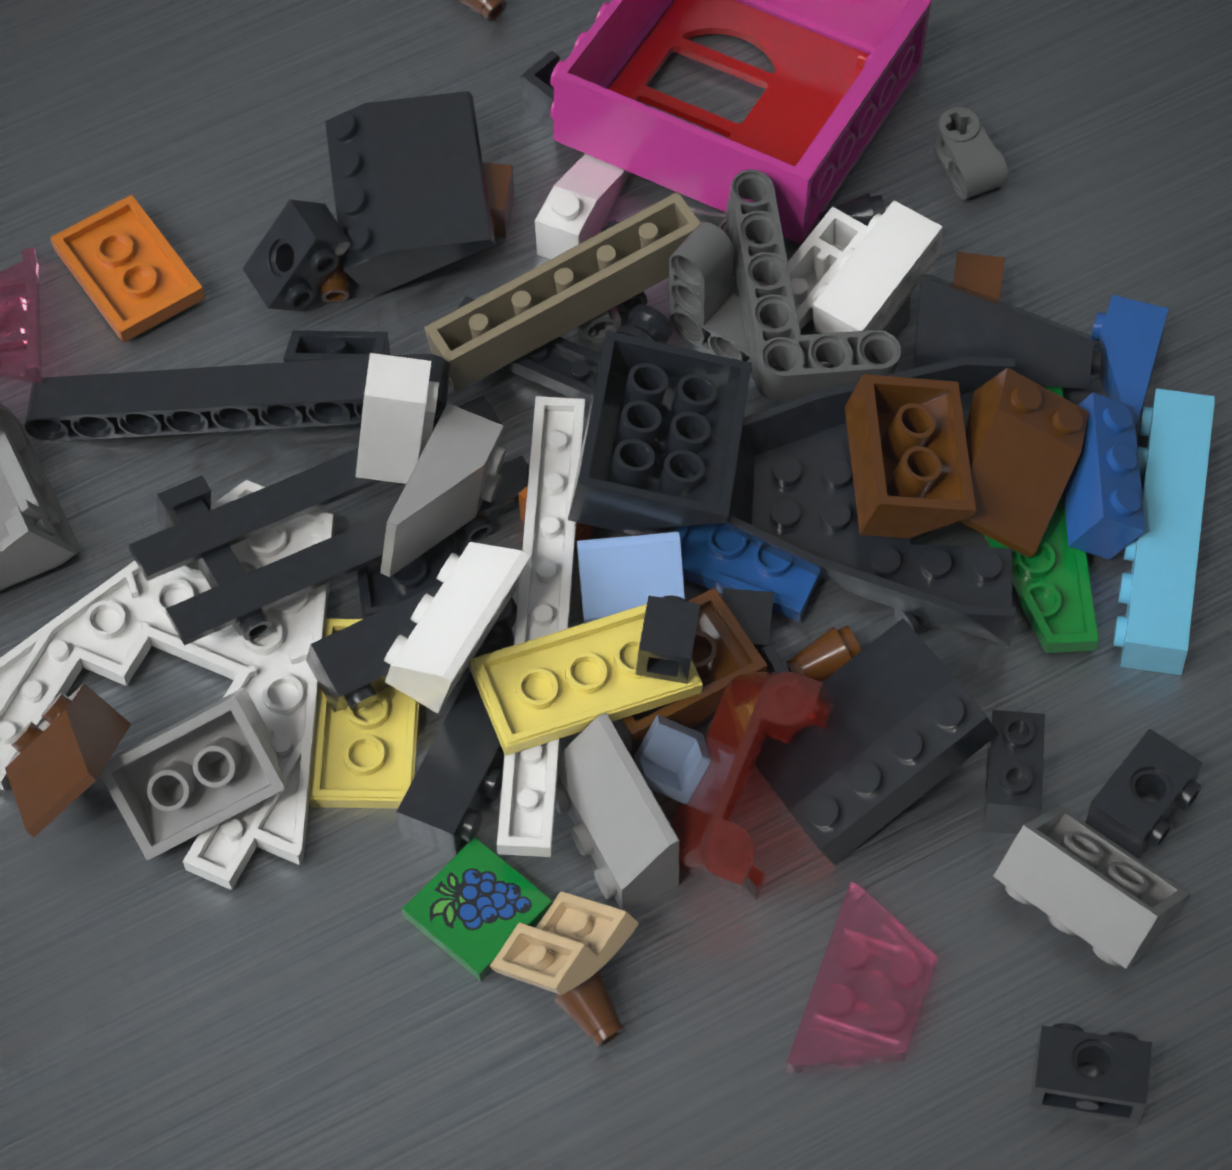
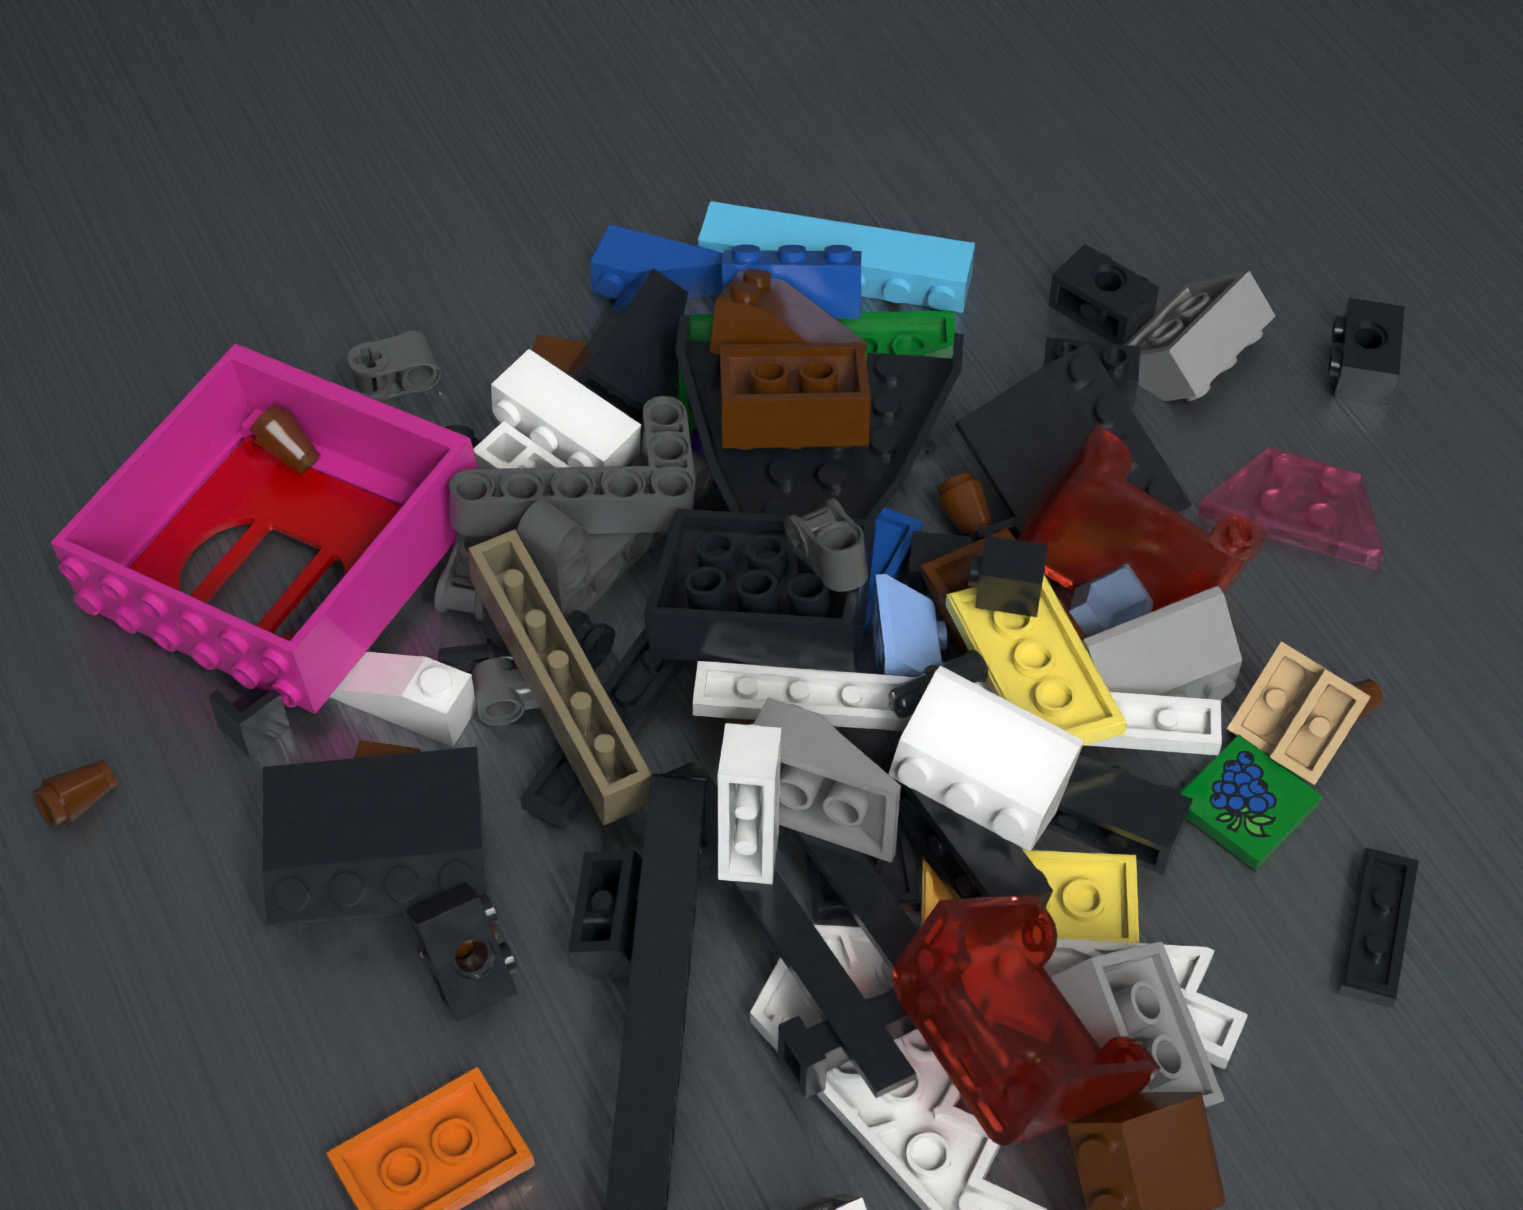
camera: 90 degrees left, 5 degrees down
(183, 644) = (1002, 1023): none -> clear red windscreen
(335, 1020) = (1378, 927): none -> black tile
(550, 587) = (907, 696): none -> black axle
(673, 463) = (830, 545): none -> dark grey piece
(846, 68) = (285, 439): none -> reddish brown cone

